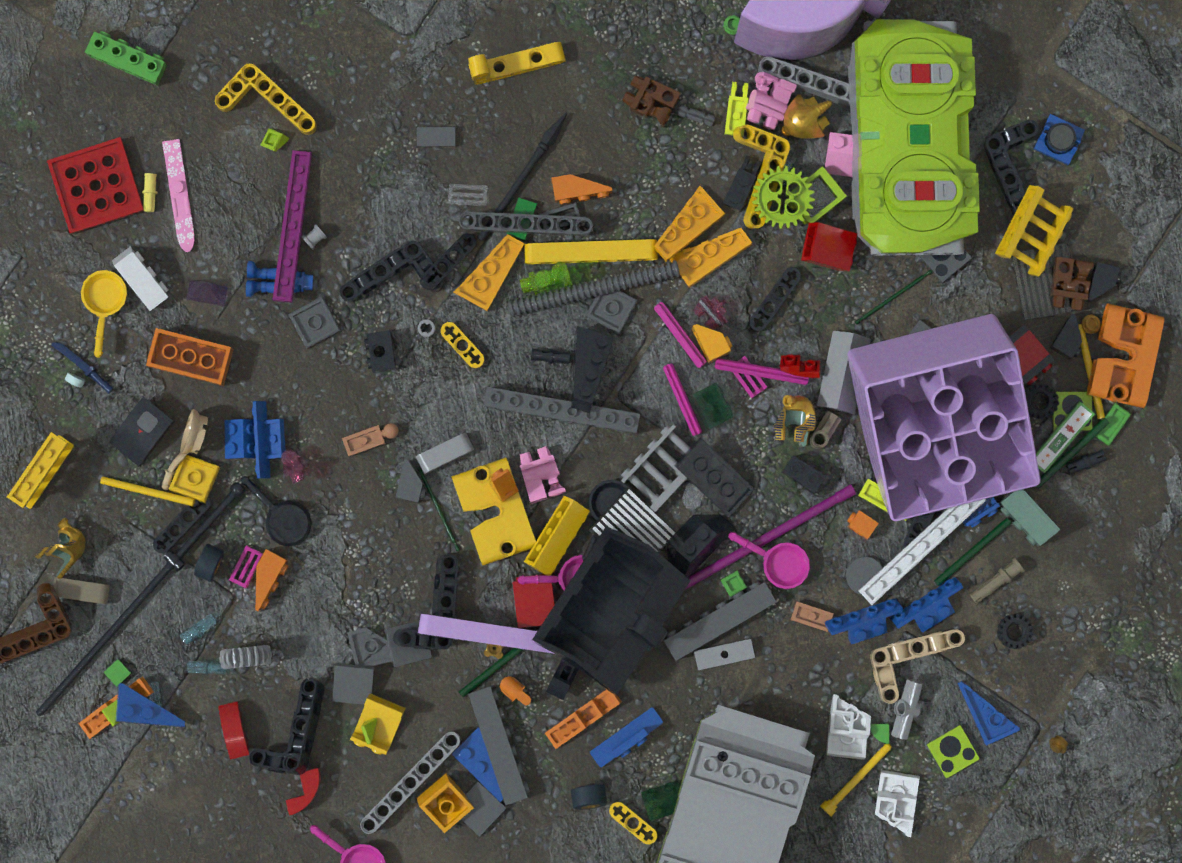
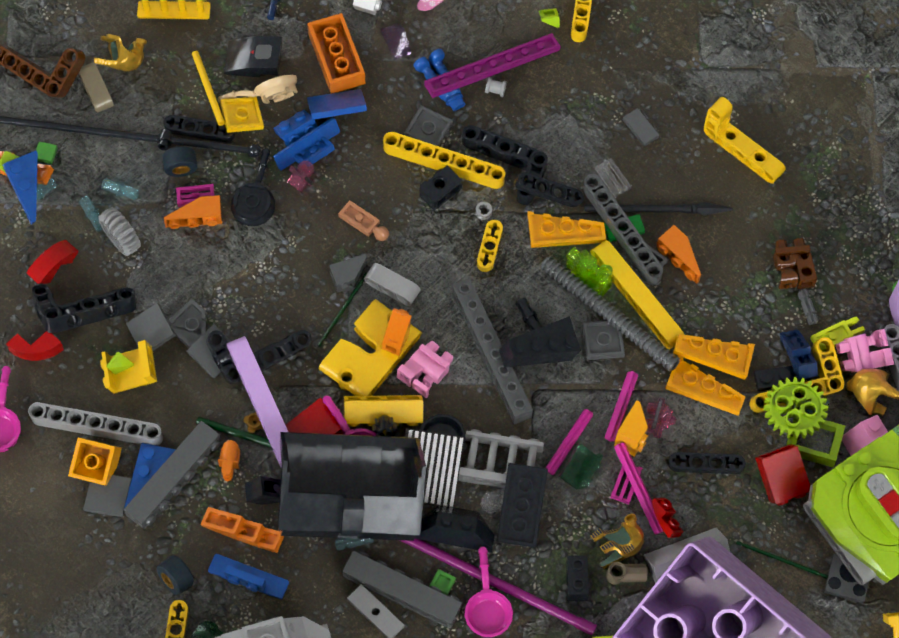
camera: 55 degrees right, 20 degrees down
(240, 389) = (336, 104): none -> blue tile
(366, 328) = (437, 153): none -> yellow beam
(576, 547) = (384, 426): none -> black gear
(735, 156) = (800, 354): none -> dark blue slope

